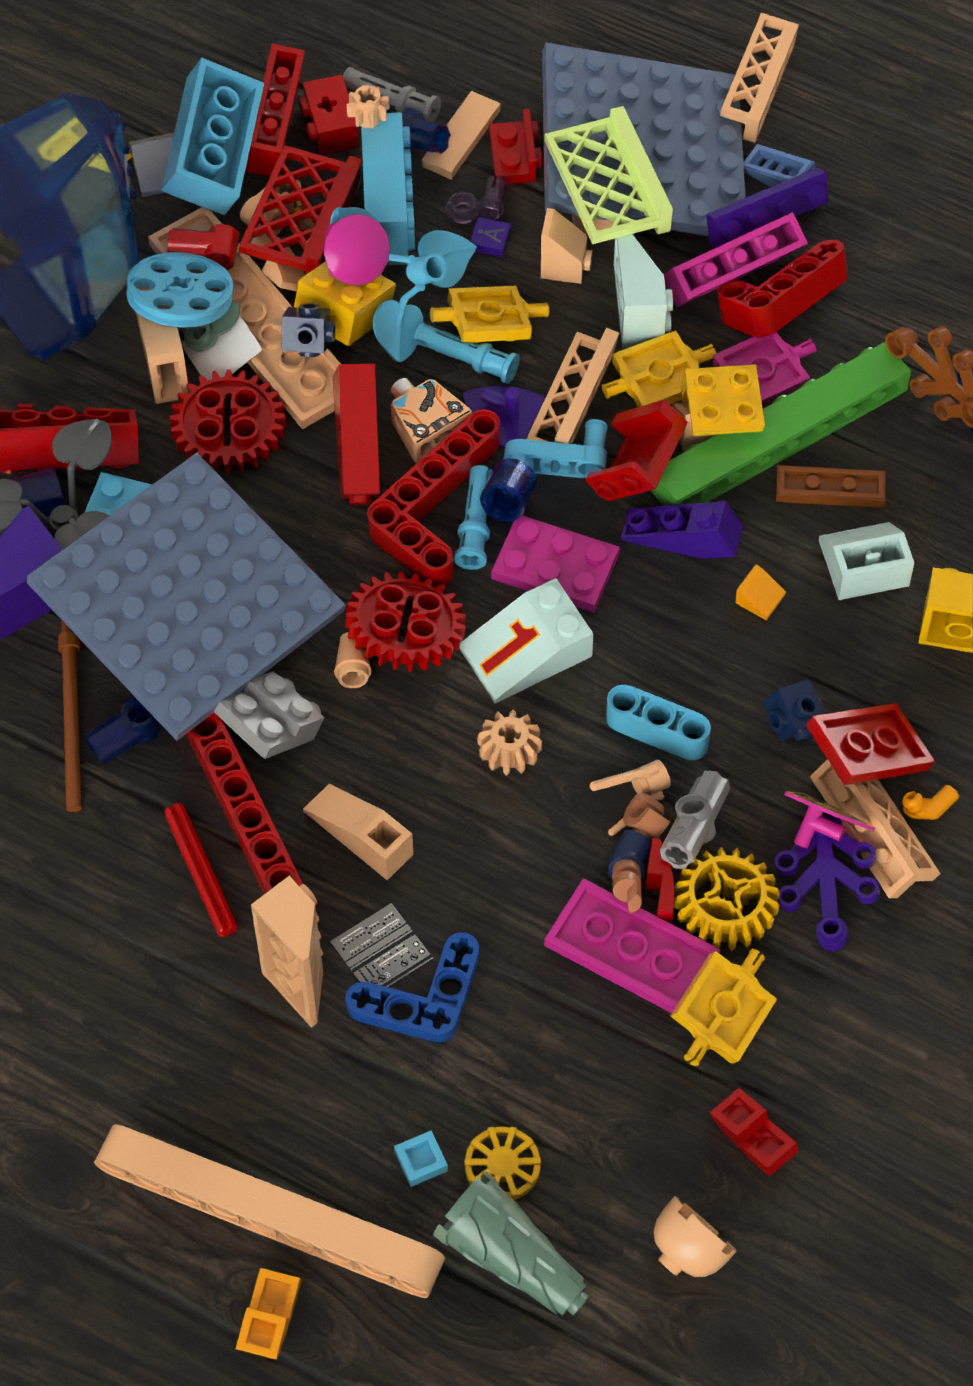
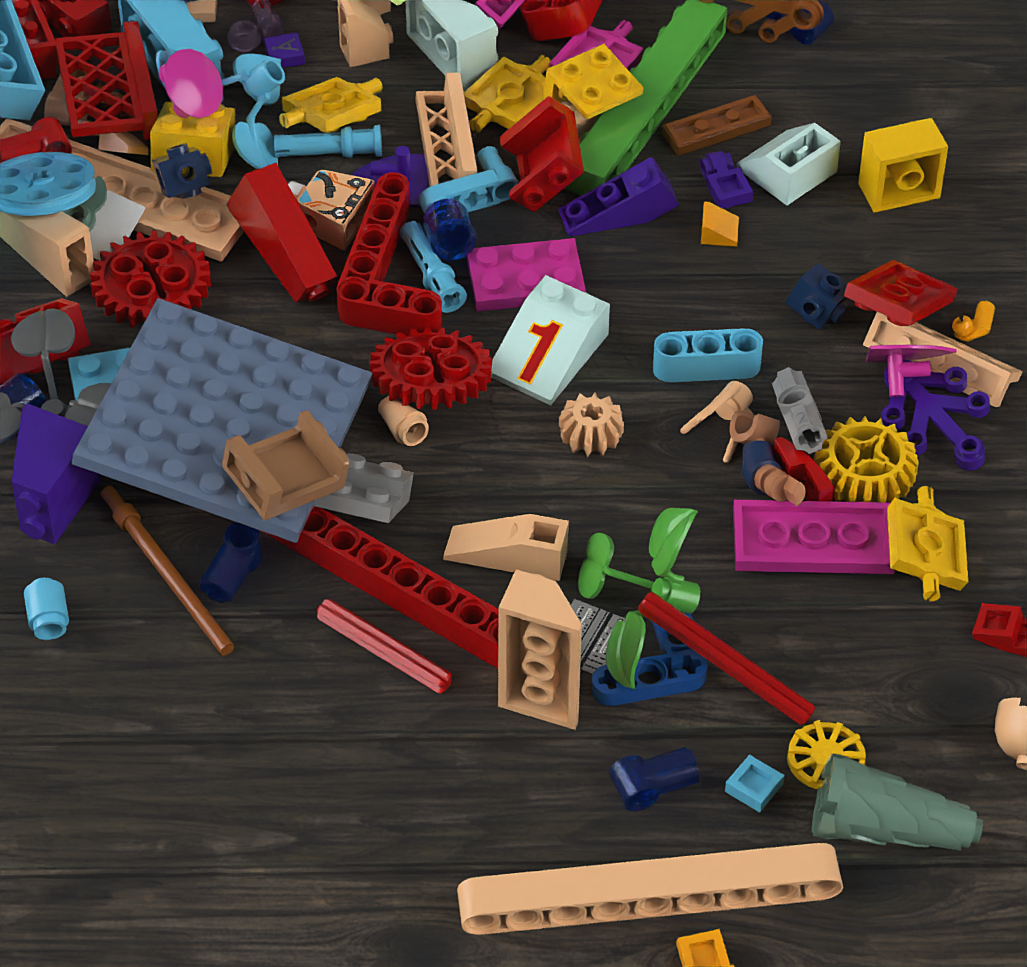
camera: 30 degrees left, 10 degrees down
(198, 671) = (287, 467): none -> medium nougat panel
(329, 1107) = (642, 781): none -> clear blue piece
(455, 943) = (664, 545): none -> bright green plant
(467, 1031) = (726, 658): none -> red axle
(795, 549) = (725, 183): none -> dark purple plate

